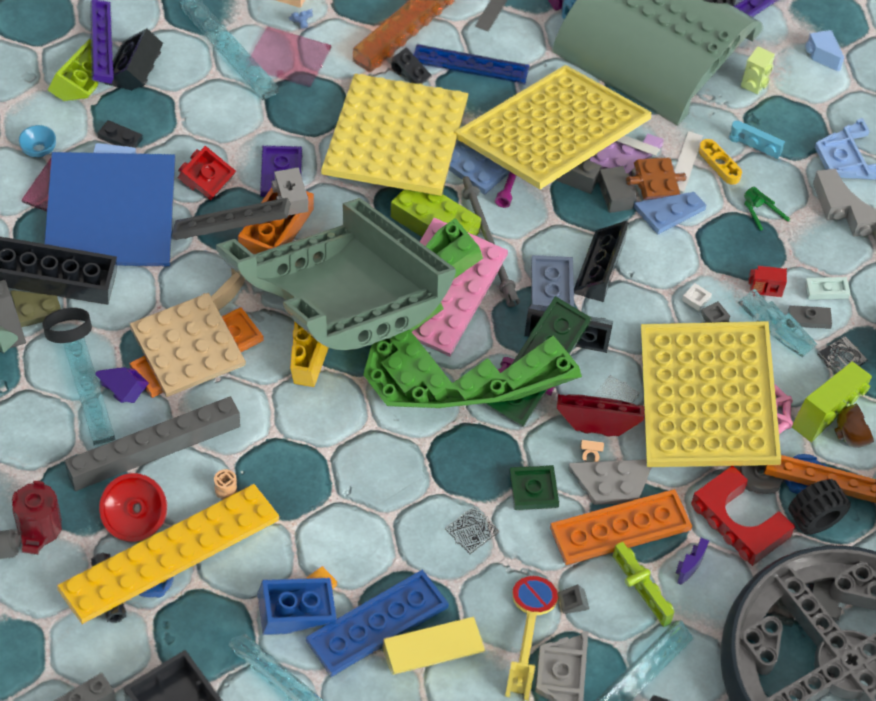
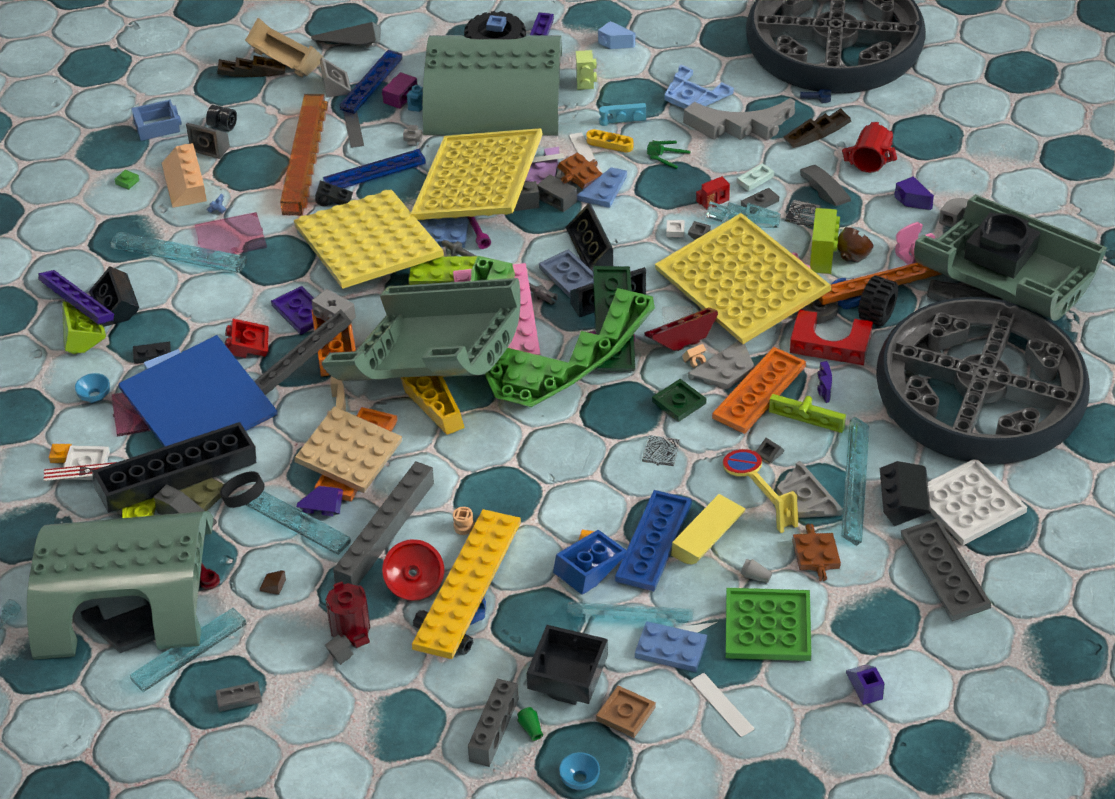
camera: 30 degrees left, 10 degrees down
(16, 437) = (273, 582): none -> reddish brown slope
(536, 47) = (412, 135): none -> light grey gear

